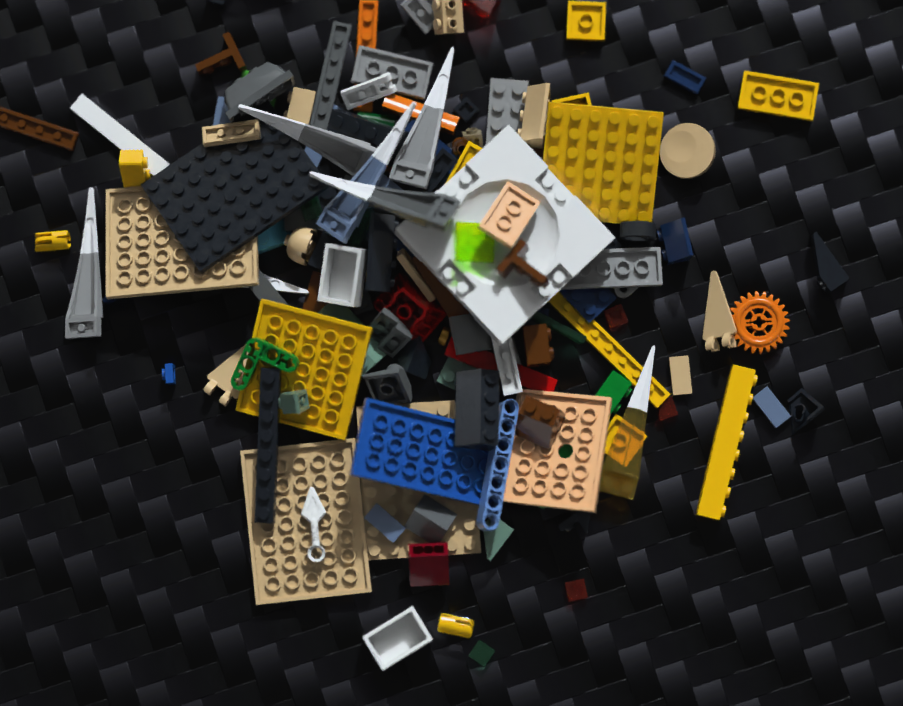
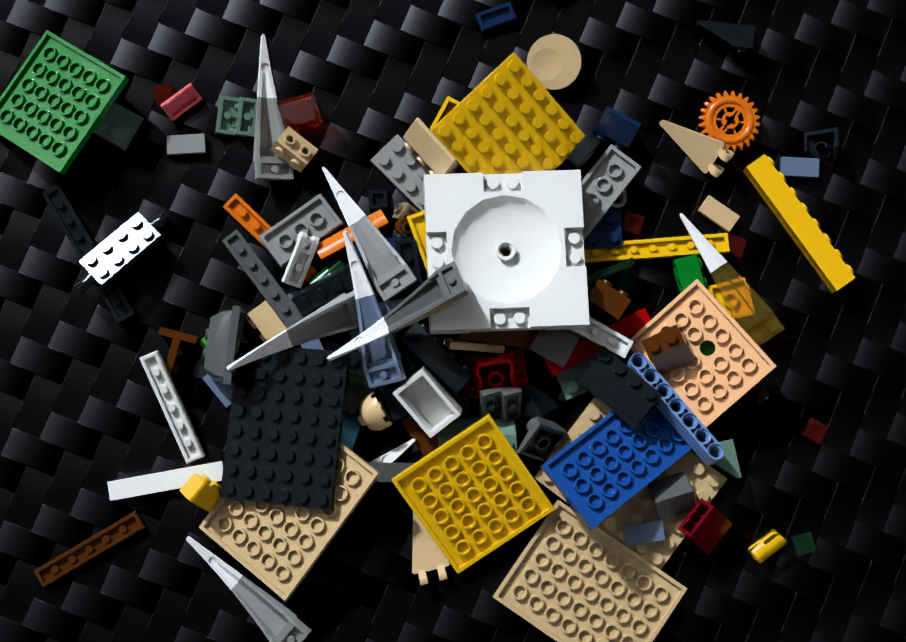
camera: 55 degrees left, 0 degrees up
(52, 240) = (202, 603): yellow arm -> none
(169, 374) = (385, 601): blue plate -> none
(177, 92) = (172, 406): none -> white tile
(231, 133) = (241, 392): tan tile -> none
(262, 354) = (434, 516): green beam -> none
(267, 445) = (508, 572): black plate -> none
(294, 401) = (493, 523): sand green slope -> none
(313, 512) = (589, 581): white piece -> none
(397, 638) = (740, 599): white piece -> none
(444, 336) = (537, 363): pearl gold tile -> none
(472, 244) = (493, 278): clear neon green plate -> none
(509, 215) = (496, 234): light nougat plate -> none
(514, 259) = (544, 258): reddish brown bracket -> none
(586, 21) = (389, 52): yellow plate -> none

